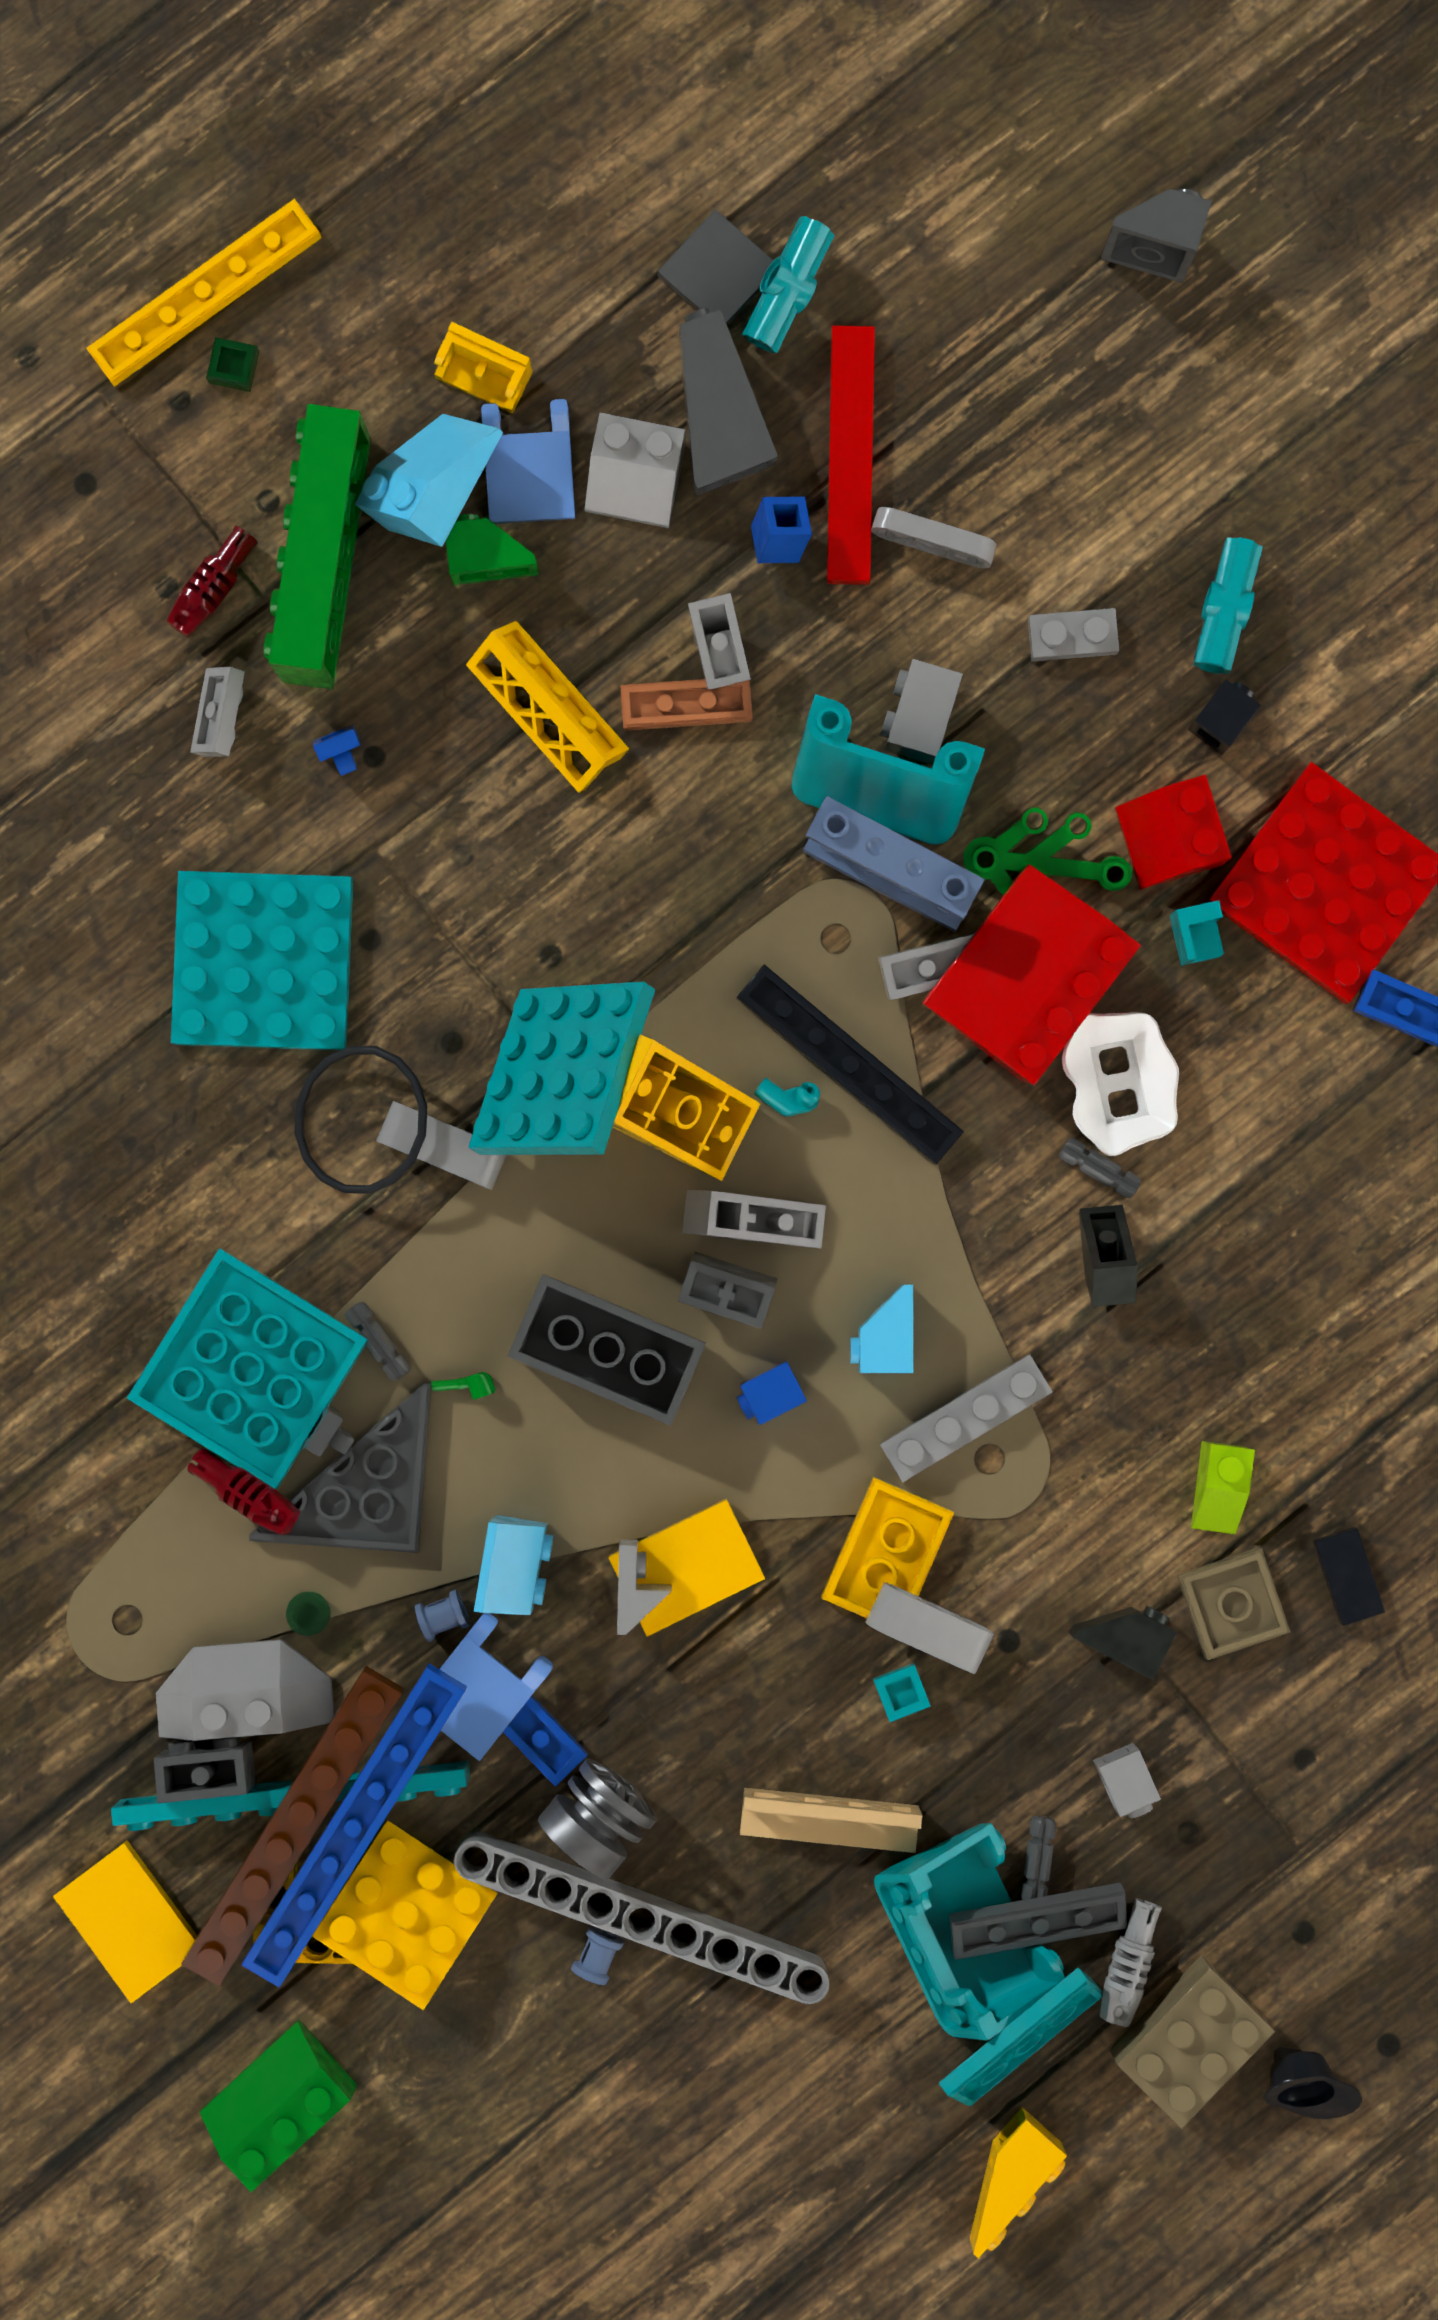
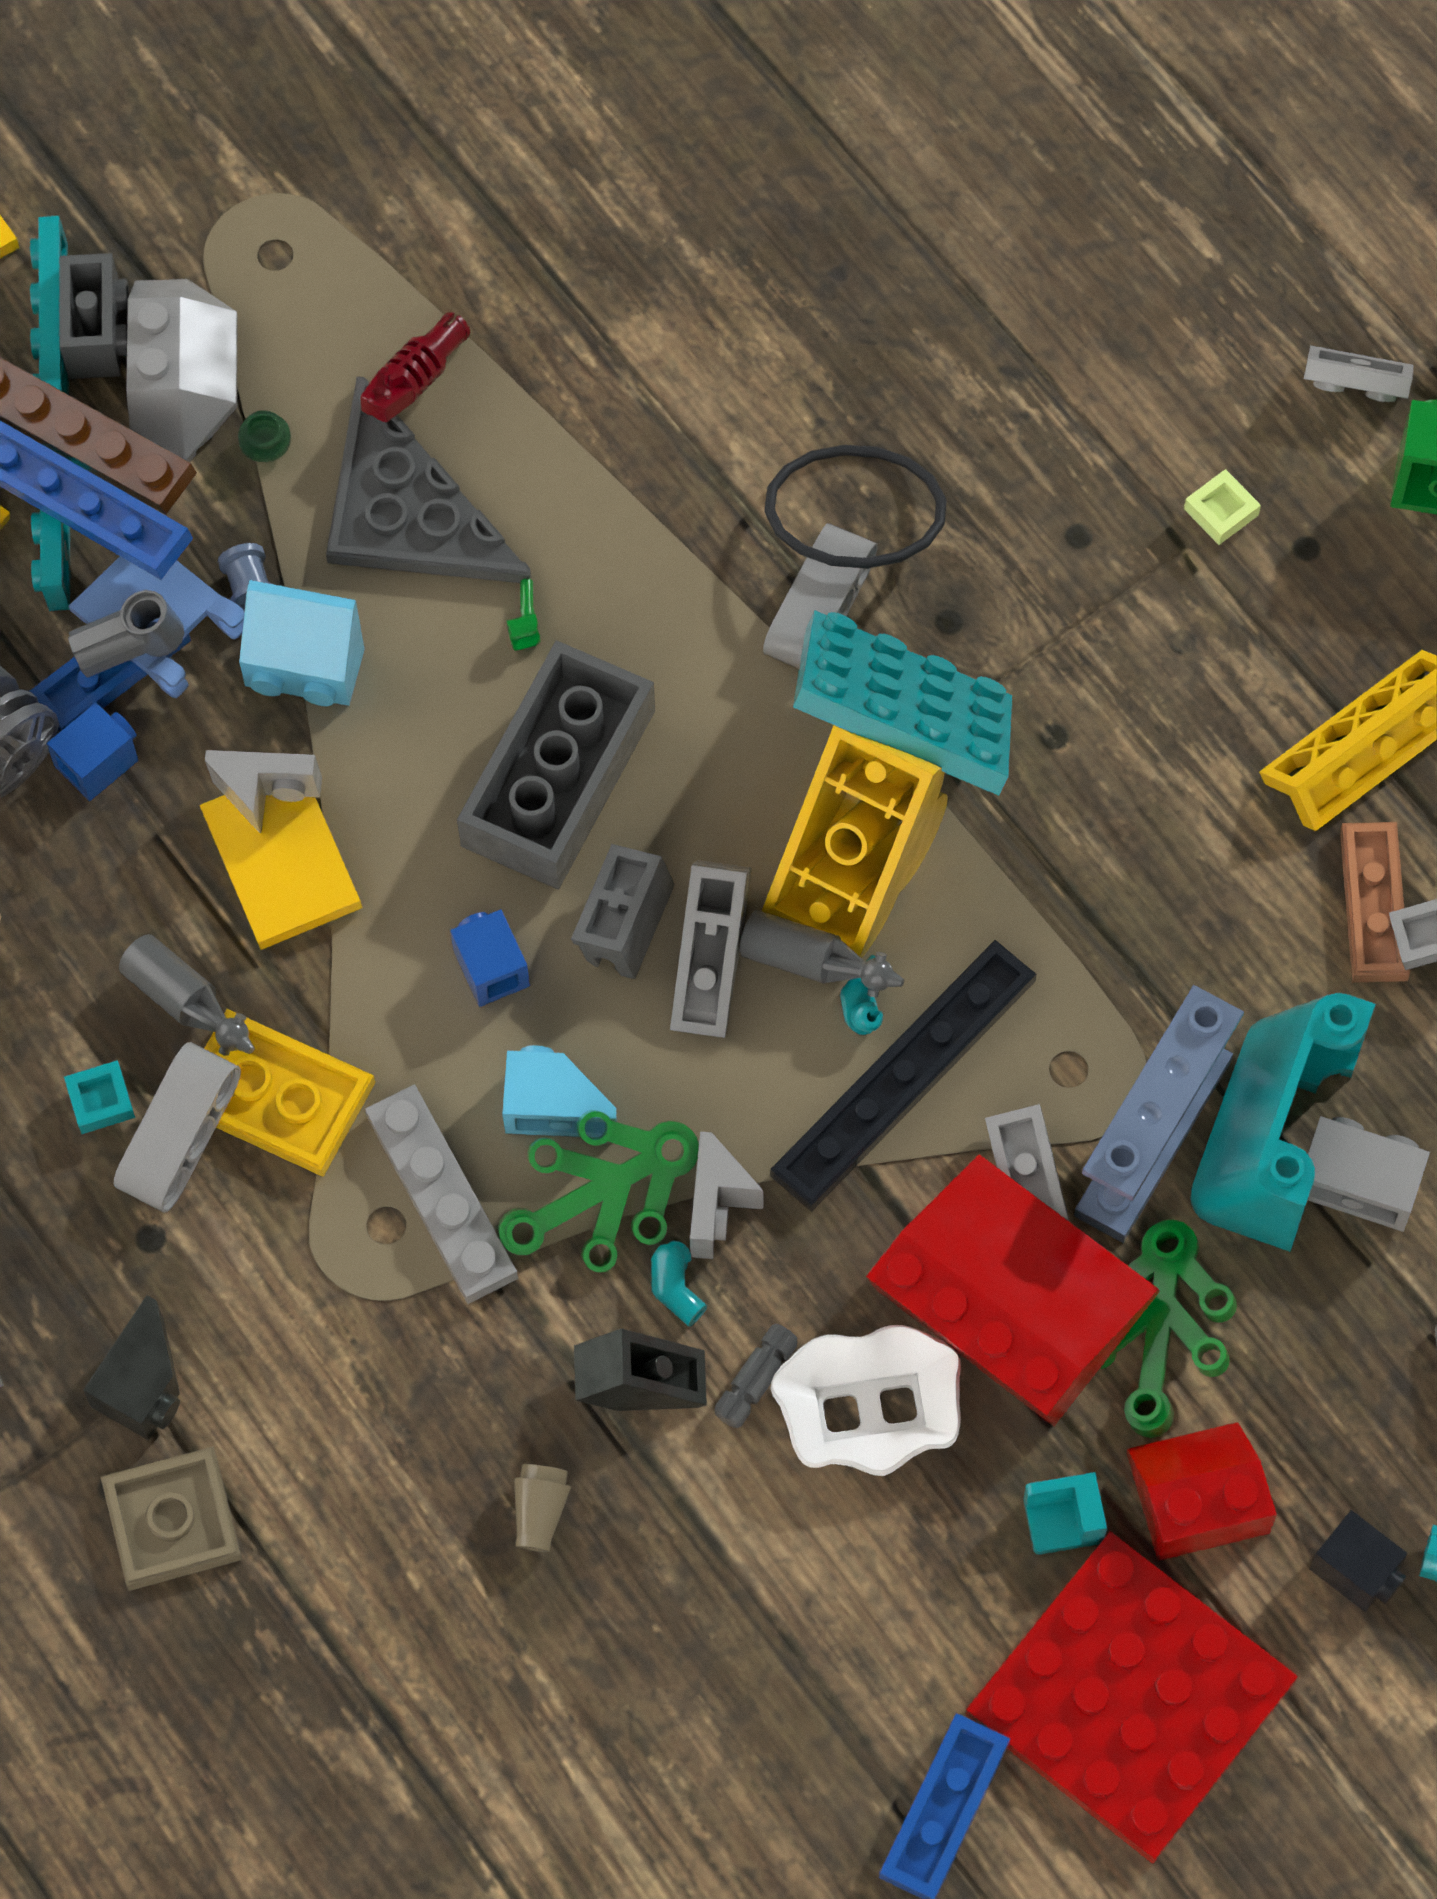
camera: 90 degrees right, 20 degrees down
(248, 1368) = (561, 382): teal plate -> none
(262, 960) = (1055, 416): teal plate -> none
(329, 1433) = (478, 460): dark grey tile -> none
(338, 746) = (1313, 501): blue tile -> none
(345, 822) = (1222, 507): none -> yellowish green plate
(378, 1341) = (585, 522): dark grey axle -> none
(513, 1713) = (125, 635): none -> dark grey piece
(603, 1726) = (94, 750): none -> blue brick
(760, 1138) = (812, 953): none -> dark grey wheel
(814, 1634) = (182, 992): none -> dark grey wheel
(951, 1206) = (718, 1184): none -> light grey slope
(960, 1290) = (608, 1184): none -> green plant
(1028, 1237) = (668, 1282): none -> teal arm
(1211, 1325) = (539, 1504): none -> dark tan cone
(1222, 1487) = (328, 1503): lime slope -> none
(1348, 1576) = (192, 1669): black tile -> none

